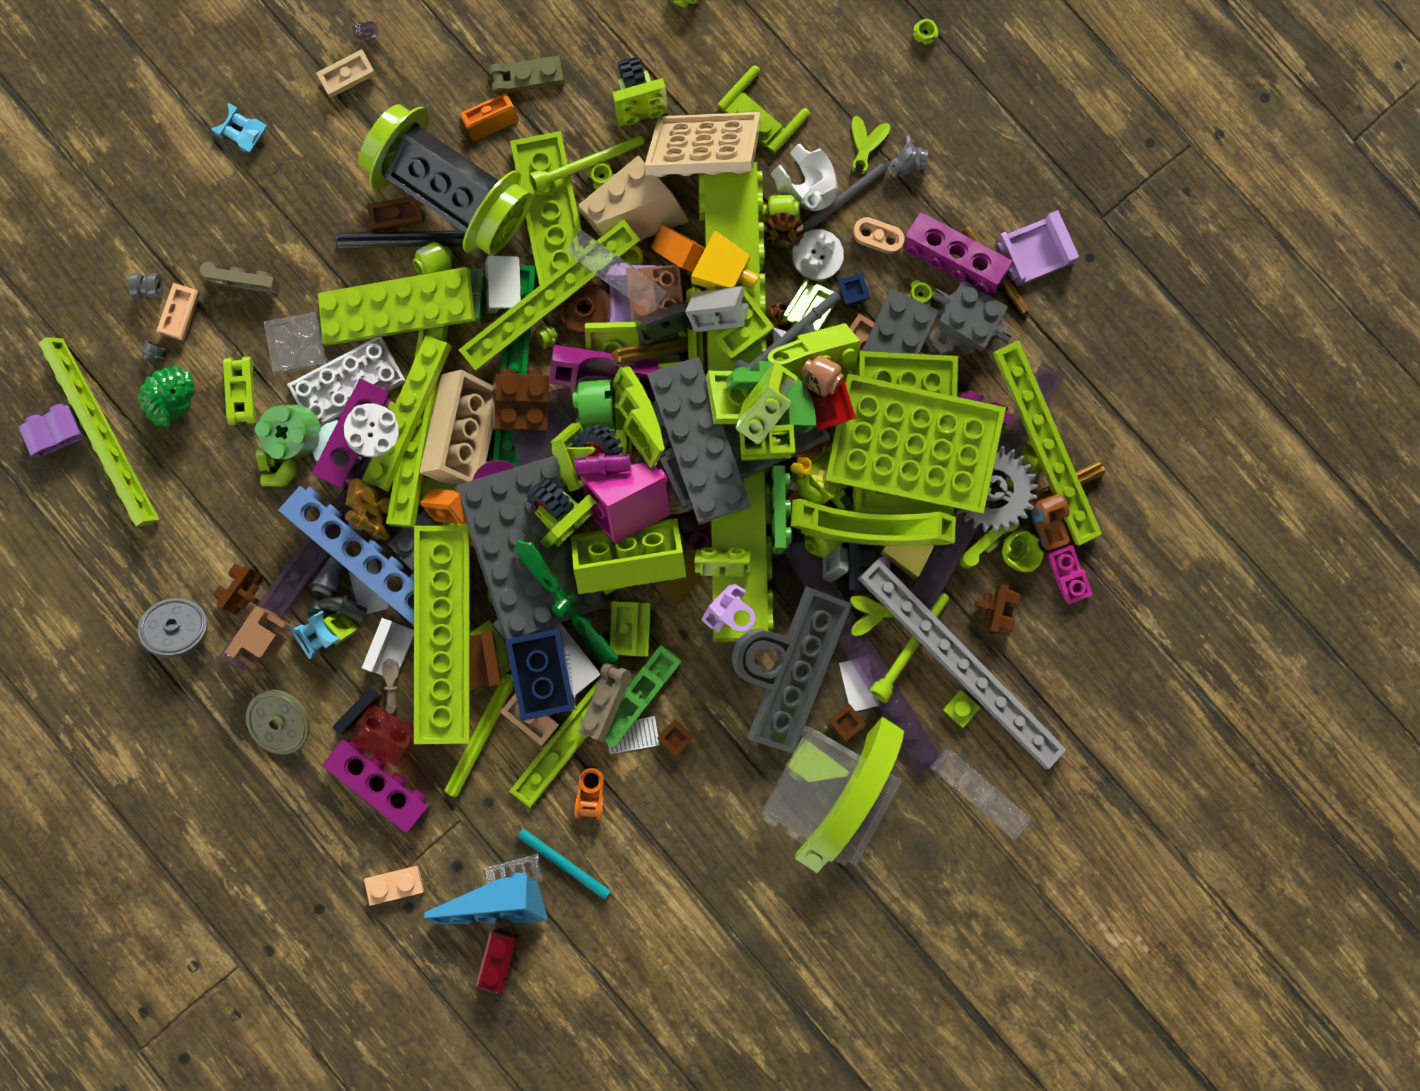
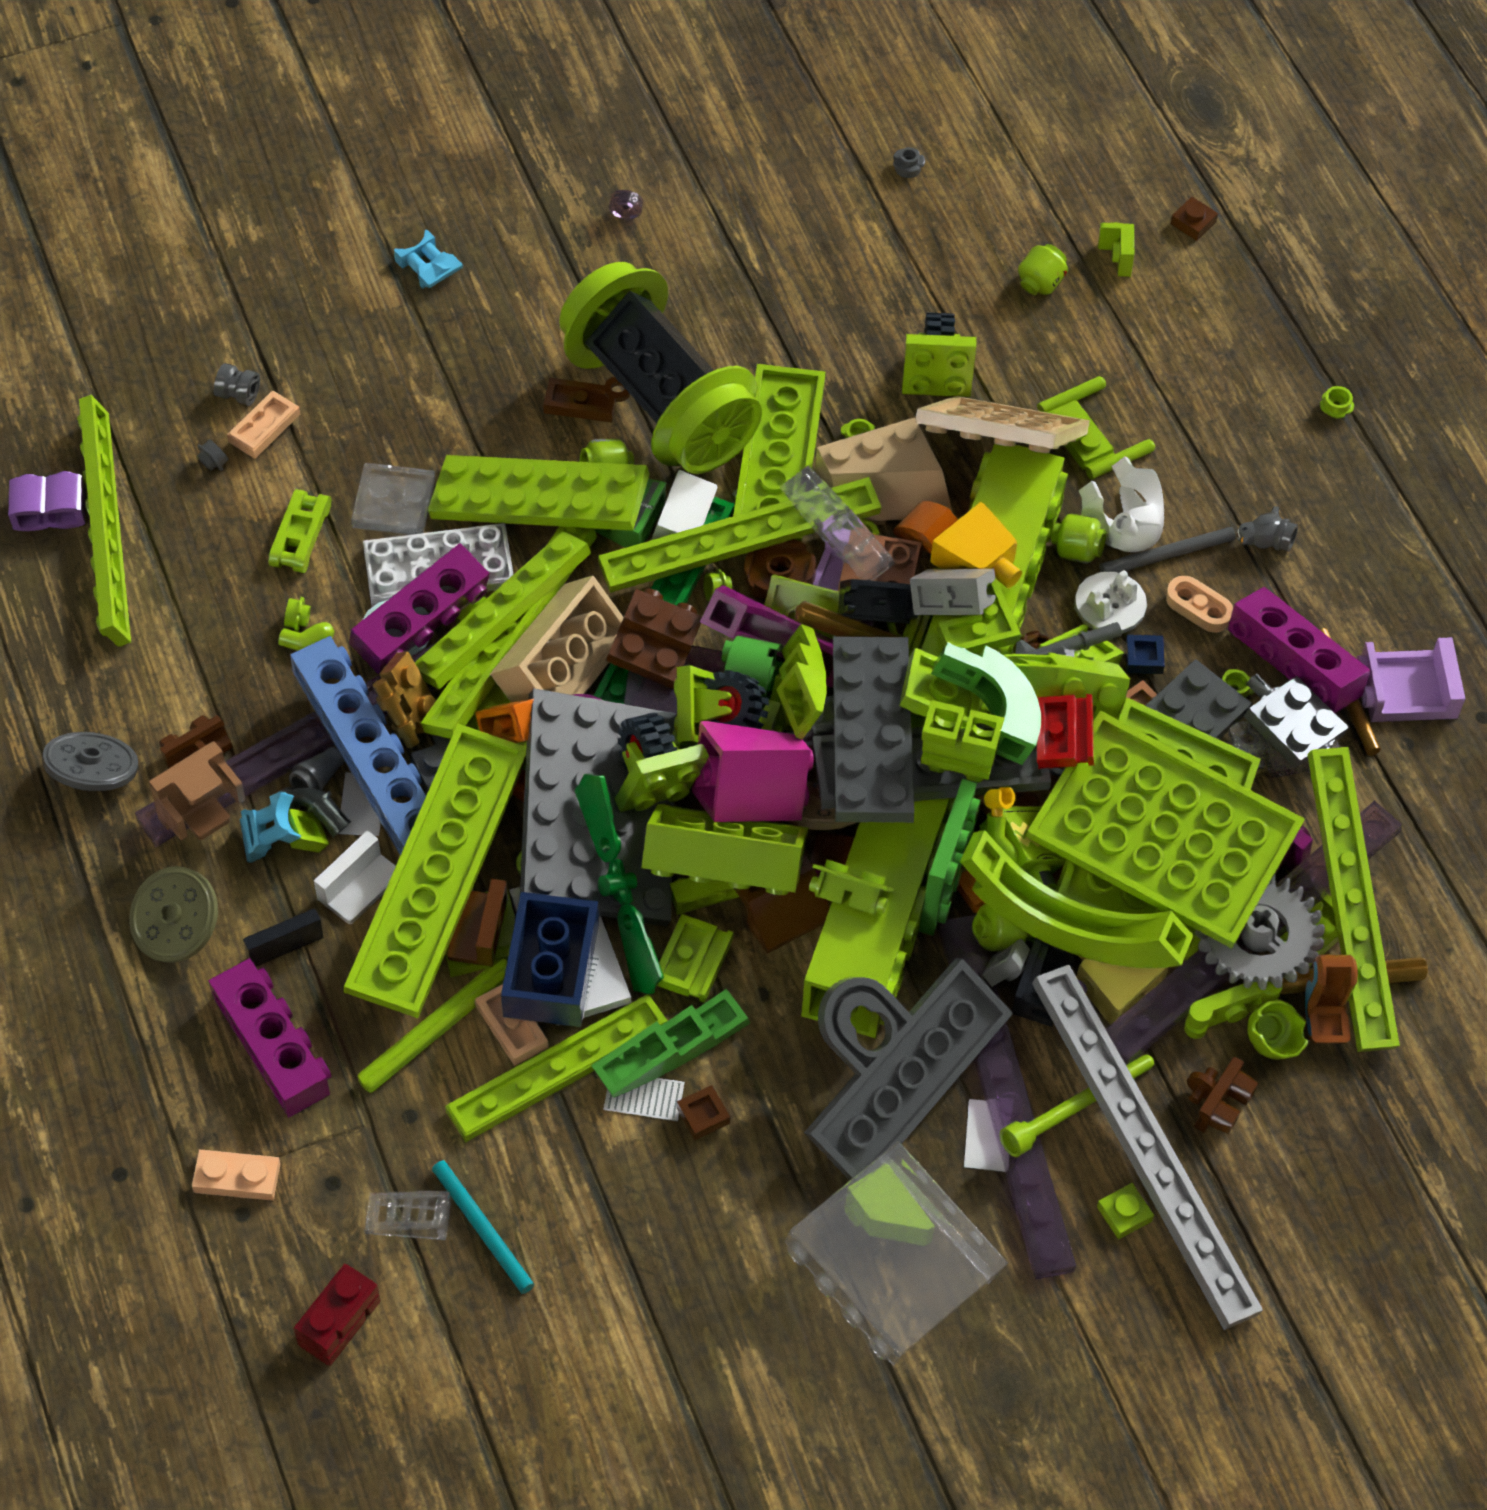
camera: 25 degrees right, 25 degrees down
(158, 402) = (206, 501): green hair -> none
(239, 278) = (356, 410): dark tan plate -> none
(288, 431) = (341, 584): bright green brick -> none
(346, 73) = (582, 241): tan plate -> none
(358, 427) = (435, 587): white plate -> none
(383, 735) = (306, 974): clear red brick -> none
(390, 673) = (347, 909): dark tan piece -> none
(399, 239) = (568, 427): black axle -> none
(489, 117) = (741, 337): orange slope -> none
(507, 898) = (374, 1233): dark azure wedge -> none
(526, 75) = (805, 306): olive plate -> none
(541, 180) = (780, 410): lime piece -> none
(590, 796) = (553, 1149): orange piece -> none
(603, 464) = (734, 712): magenta pin -> none
(605, 702) = (623, 1028): dark tan plate -> none
(725, 606) = (834, 933): lavender piece -> none
(766, 403) = (977, 679): lime panel -> none
(783, 222) = (1074, 539): reddish brown gear -> none
(822, 376) = (1064, 692): nougat head -> none
(847, 722) = (954, 1171): reddish brown plate -> none
(857, 798) = (920, 1253): lime arch -> none
(864, 143) = (1217, 502): lime piece -> none
(874, 615) = (1043, 1041): lime piece -> none
(980, 794) = (1117, 1330): clear slope -> none
(1068, 573) = (1337, 1086): dark pink slope -> none

